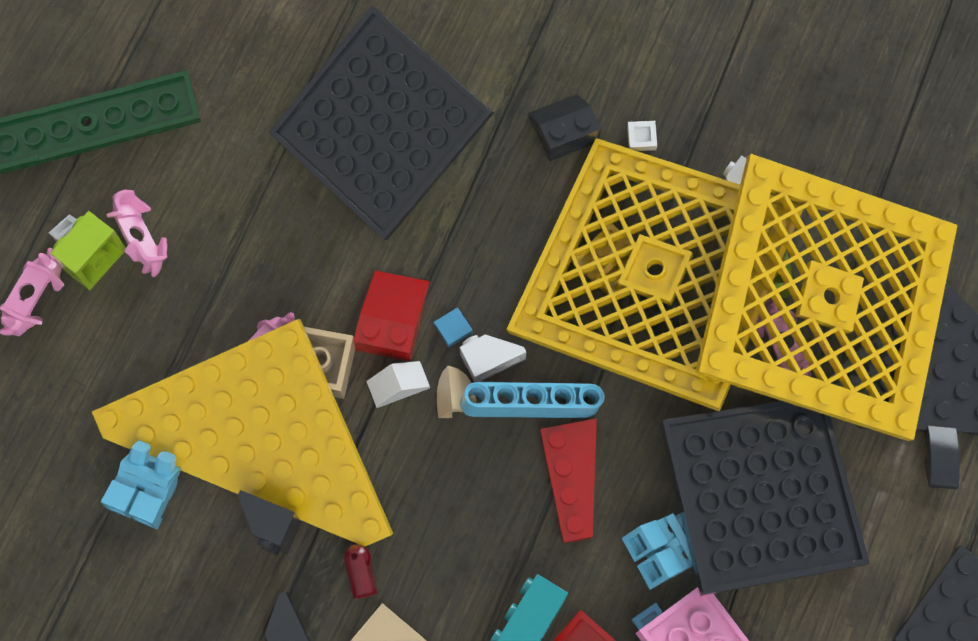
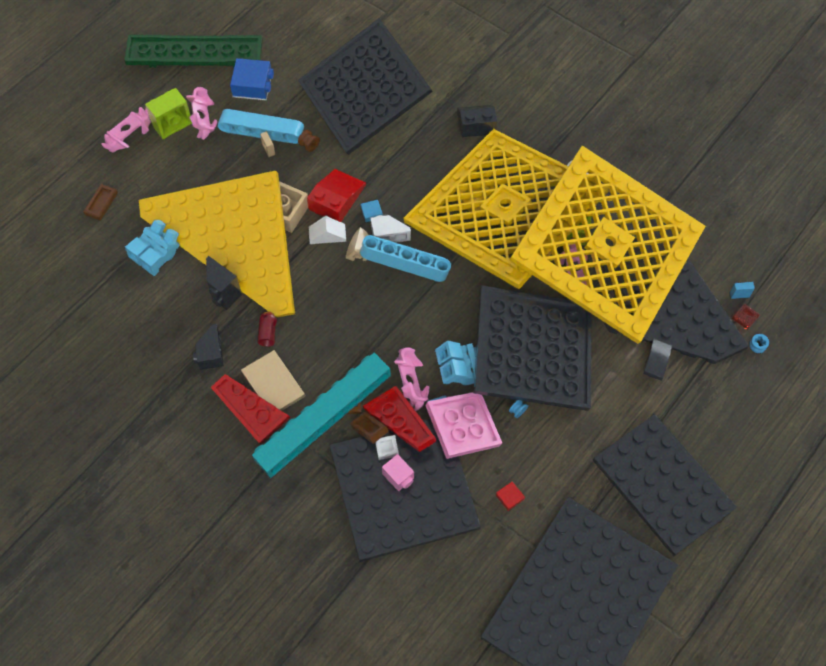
camera: 15 degrees right, 10 degrees down
(31, 428) = (100, 202): none -> reddish brown tile
(196, 150) = (251, 79): none -> blue piece
(237, 229) = (254, 124): none -> medium azure beam
(258, 258) = (267, 144): none -> tan tile
(320, 235) = (308, 140): none -> reddish brown wheel
(571, 470) = (417, 309): red wing -> none
(585, 572) = (406, 363): none -> bright pink piece
(642, 135) = (523, 134): white plate -> none
(767, 594) = (518, 408): none -> dark azure bush

